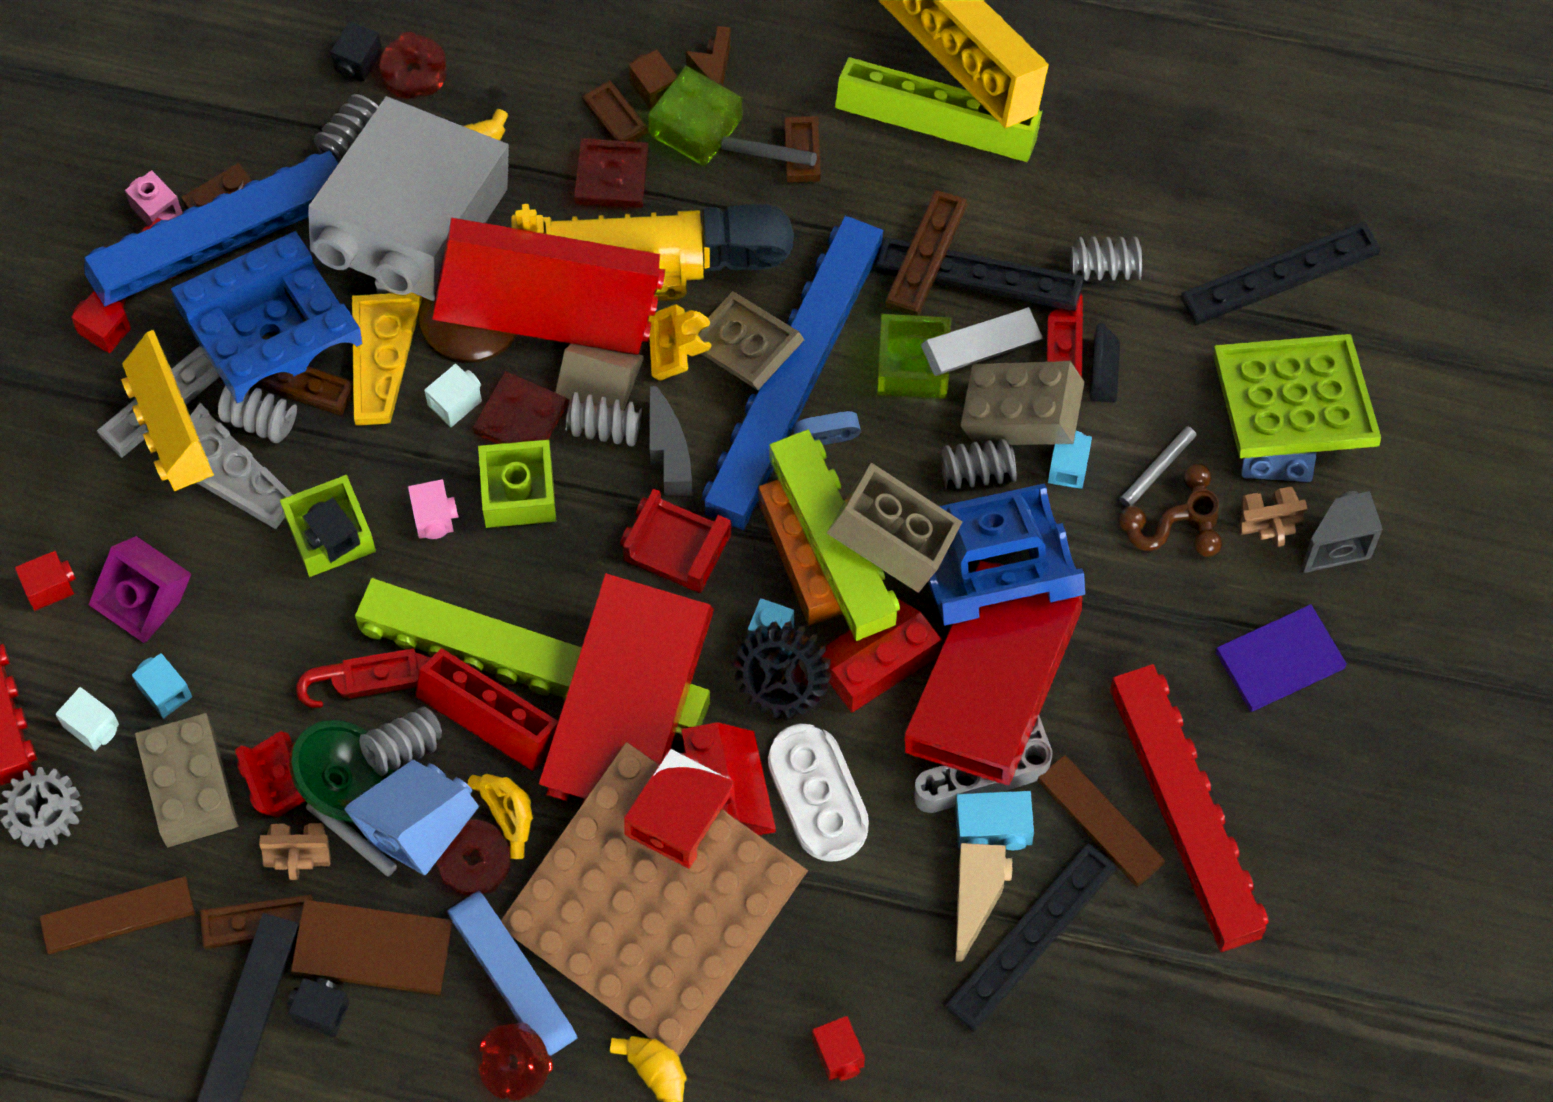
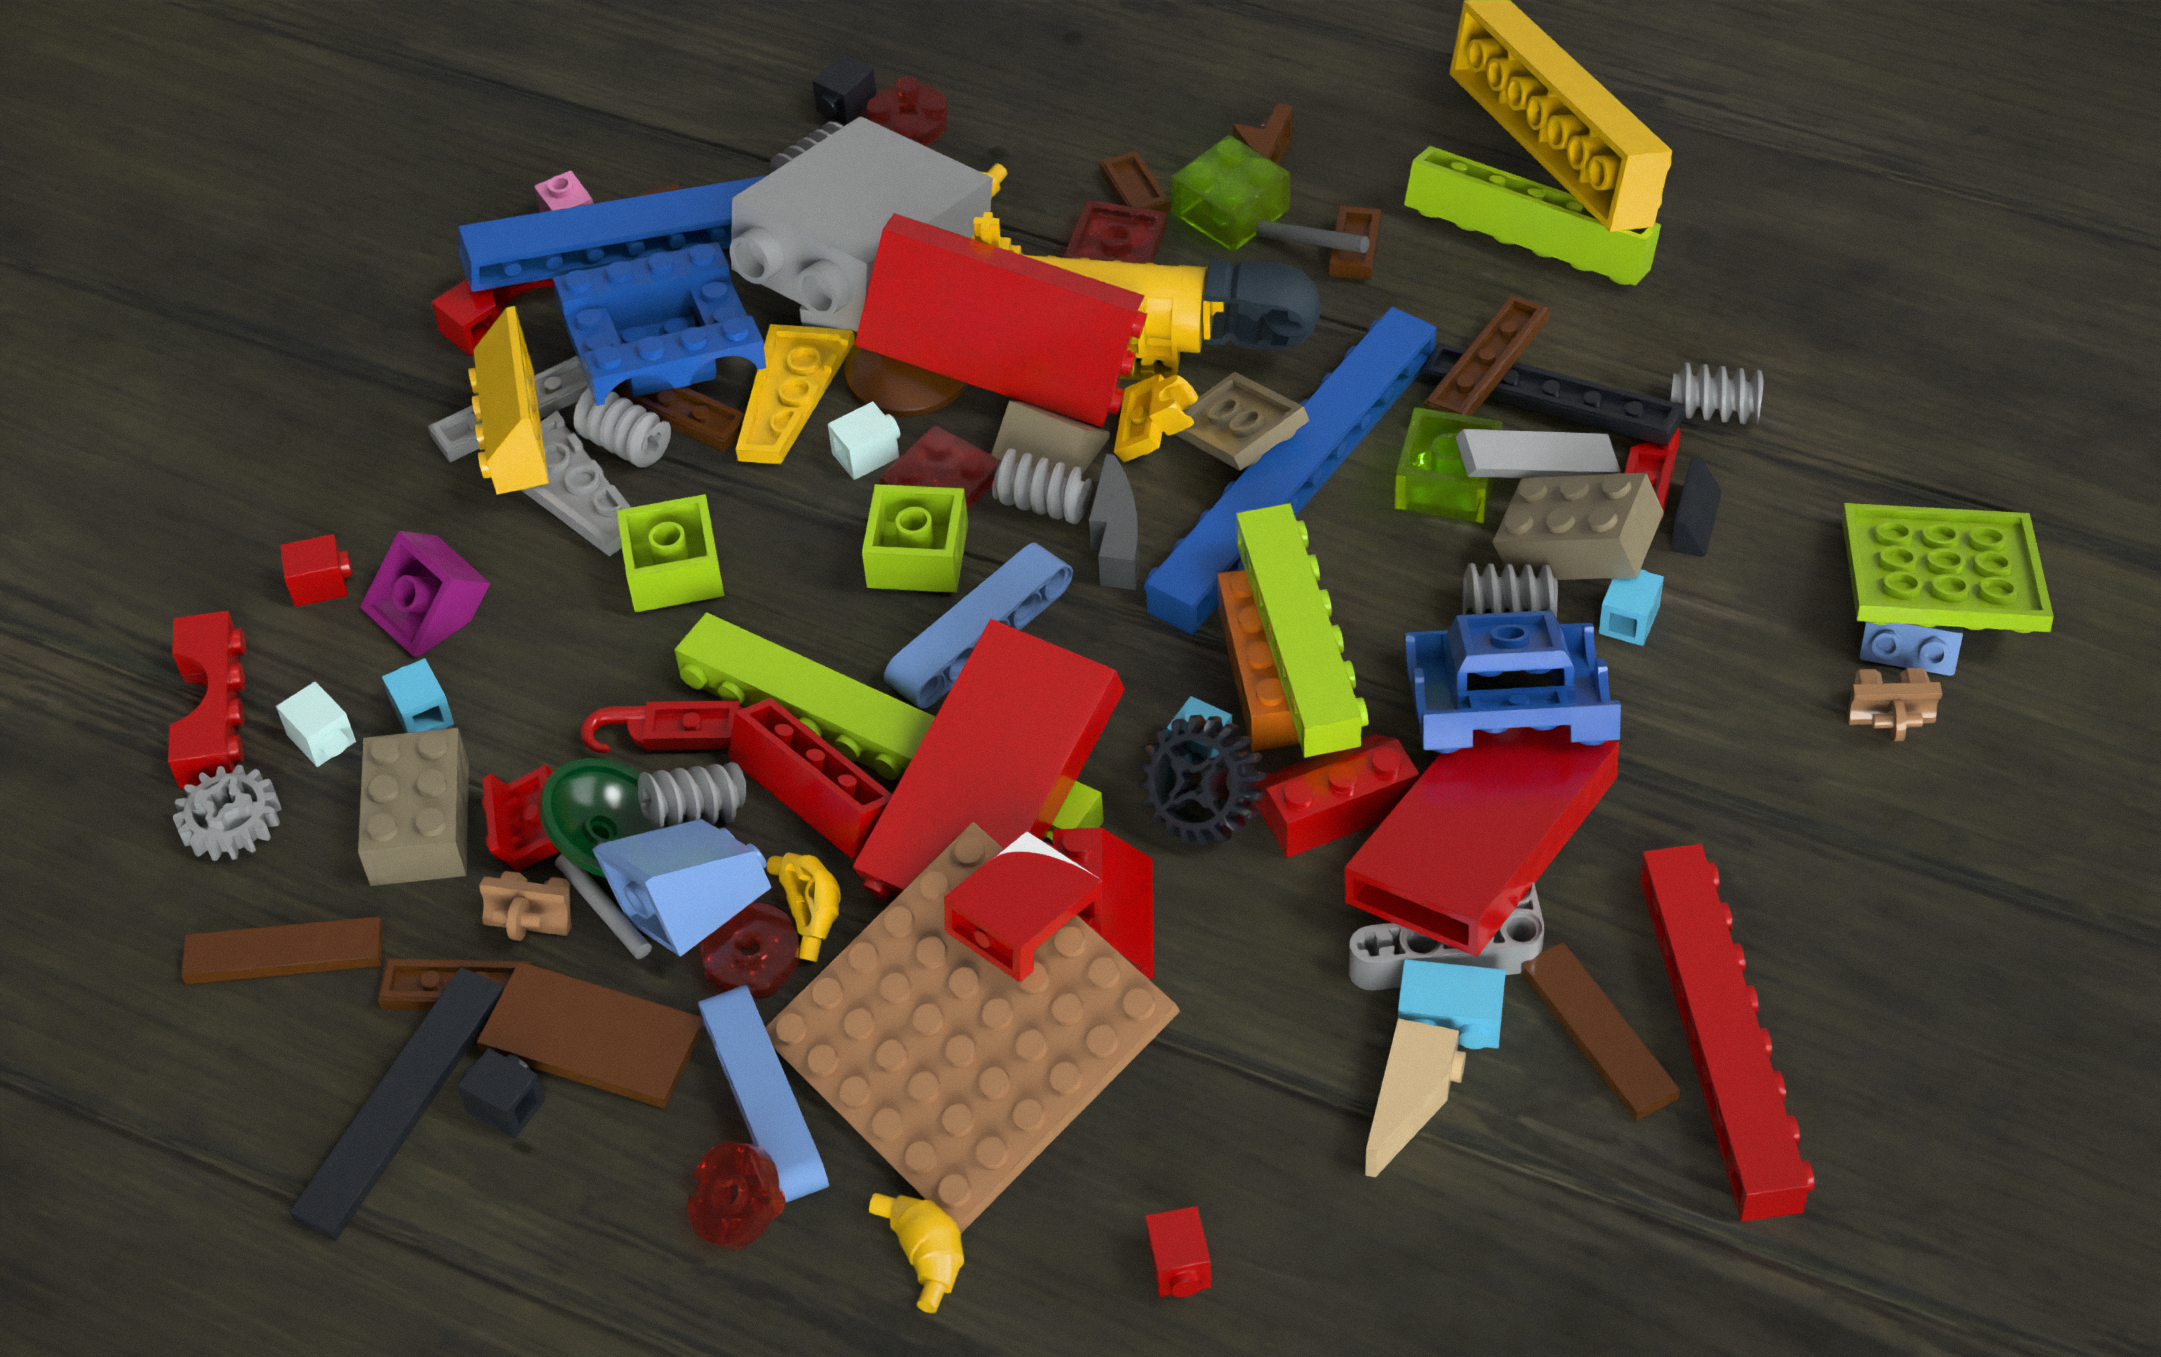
camera: 15 degrees right, 15 degrees down
(330, 530) = (665, 543): black brick -> none
(432, 509) = (804, 555): bright pink brick -> none
(581, 551) = (1010, 596): none -> medium blue beam
(651, 77) = (1184, 144): reddish brown brick -> none
(675, 542) = (1103, 626): red panel -> none
(818, 792) = (1221, 943): white tile -> none
(831, 427) = (1325, 532): medium blue beam -> none
(894, 527) = (1376, 616): dark tan brick -> none
(1030, 937) = (1474, 1160): black tile -> none
(1158, 466) = (1748, 632): light grey bar -> none
(1206, 542) = (1798, 699): reddish brown piece -> none
(1280, 273) = (1945, 441): black tile -> none
(1281, 658) = (1881, 871): dark purple tile -> none
(1345, 533) = (1986, 728): dark grey slope -> none

